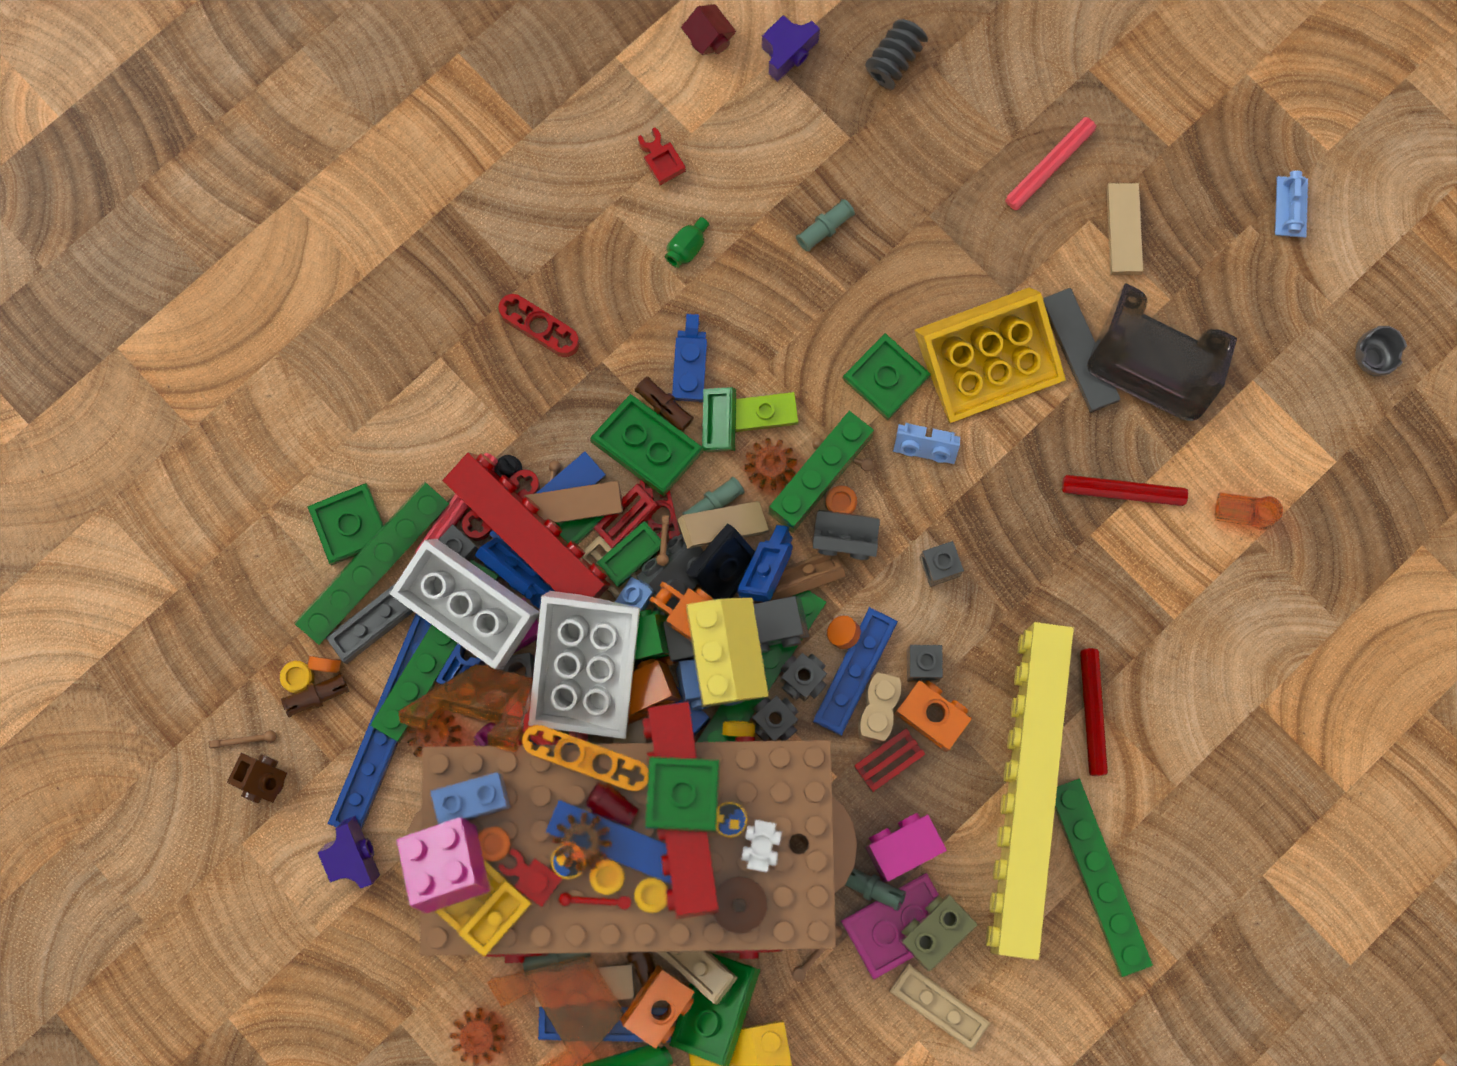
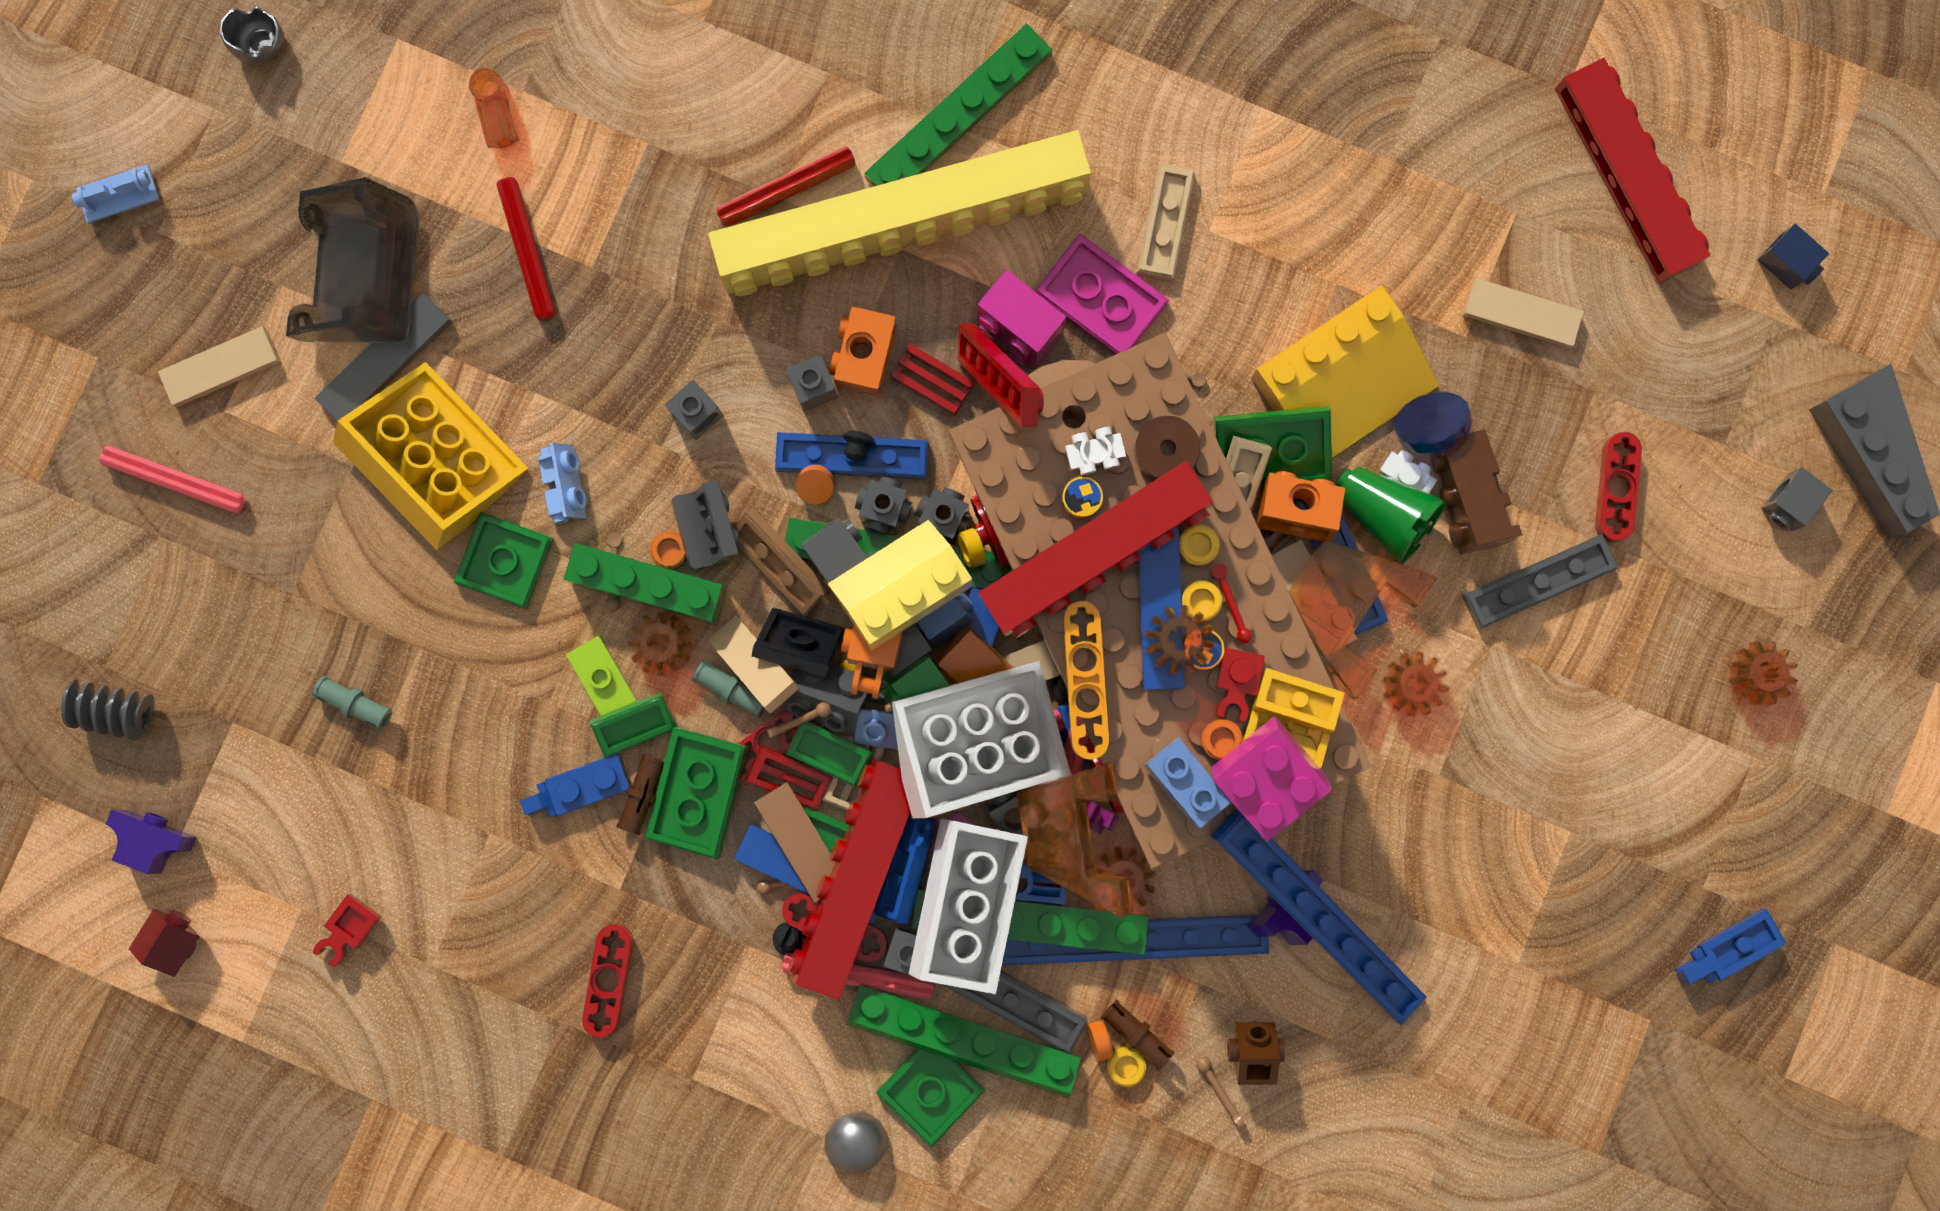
camera: 115 degrees left, 5 degrees up
(326, 868) = (1319, 916): none -> blue tile
(337, 453) = (855, 1143): none -> flat silver hair
(610, 804) = (1123, 631): dark red cone -> none
(682, 794) = (1081, 552): green tile -> none
(686, 243) = (439, 853): green plant -> none
(767, 566) = (779, 595): blue hinge -> none
(858, 802) = (999, 375): none -> red plate
(859, 677) = (857, 444): none -> black piece
(873, 888) = (1076, 327): sand green pin -> none
(878, 716) = (893, 409): tan brick -> none
(937, 931) = (1092, 251): olive brick -> none

